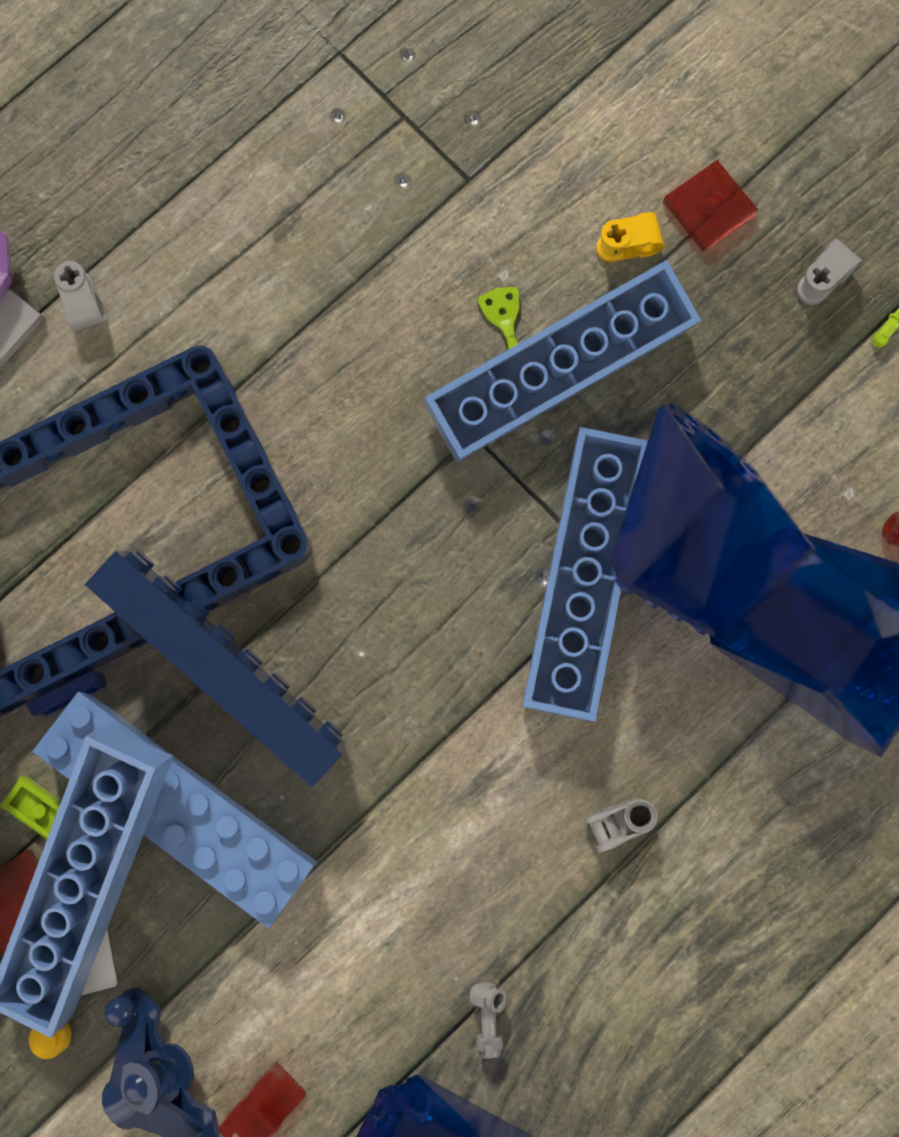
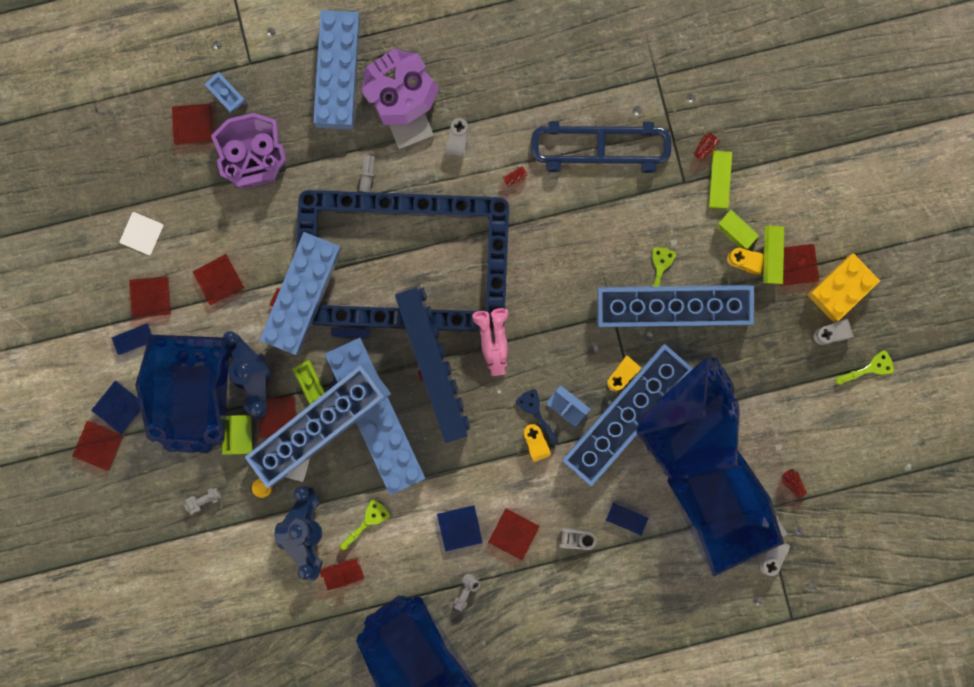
camera: 25 degrees right, 5 degrees up
(202, 307) = (515, 176): none -> clear red pin
(252, 254) = (648, 163): none -> dark blue bar
(260, 990) = (368, 520): none -> lime piece
(319, 591) = (494, 352): none -> bright pink piece
(419, 914) = (459, 528): none -> clear blue tile
(435, 652) = (535, 411): none -> dark blue piece
(470, 106) = (706, 146): none -> clear red cone
(471, 706) = (537, 446): none -> yellow piece
(483, 614) = (567, 406): none -> medium blue panel
(513, 873) = (513, 534): none -> clear red tile
(520, 145) = (720, 180): none -> lime tile
(542, 512) = (625, 372): none -> yellow piece
(588, 203) = (737, 230): none -> lime brick
(667, 204) = (773, 254): none -> lime tile
(681, 742) = (627, 519): none -> clear blue tile
(802, 197) = (843, 287): none -> yellow brick

